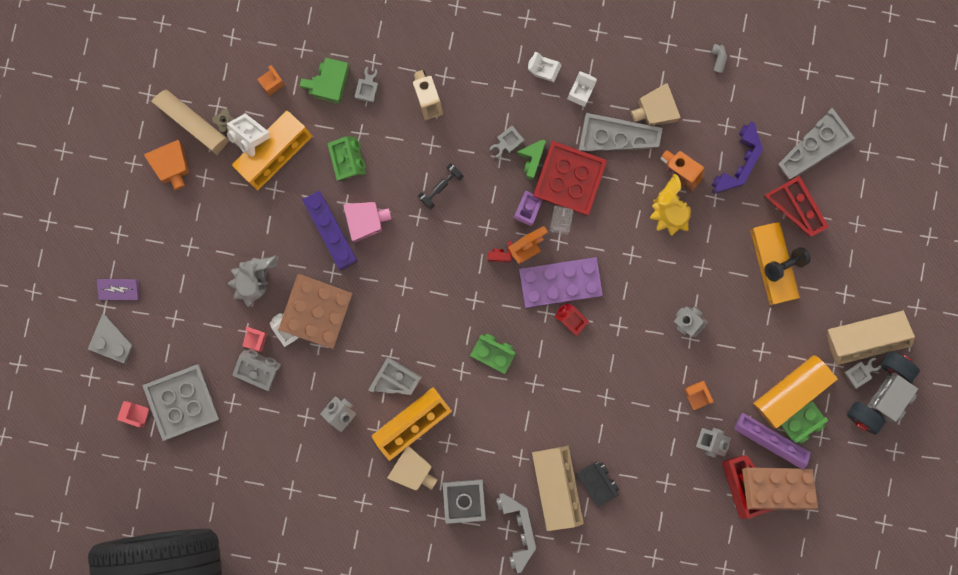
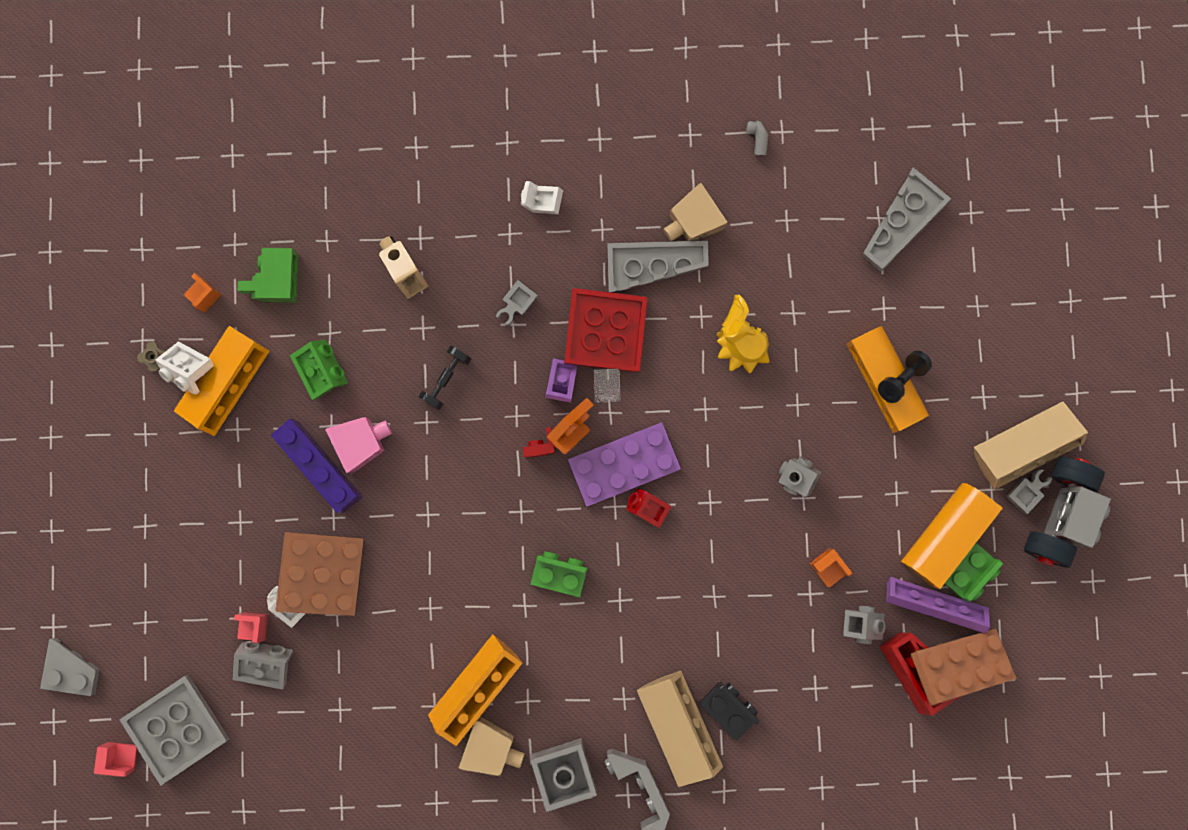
camera: 10 degrees left, 0 degrees up
(118, 289) = (63, 602): medium lavender slope -> none
(169, 163) = (94, 426): orange torso -> none
(190, 121) = (108, 367): tan brick -> none
(251, 278) = (230, 550): light grey head -> none
(338, 413) = (378, 698): light grey brick -> none
(366, 88) = (325, 275): light grey plate -> none
(395, 379) = (441, 636): light grey wing -> none
(533, 153) = (554, 309): bright green slope -> none
(582, 88) = (595, 214): white bracket -> none
(689, 174) = (756, 287): orange torso -> none
(750, 138) = (820, 229): dark purple slope -> none
(798, 206) = (901, 300): red wedge -> none

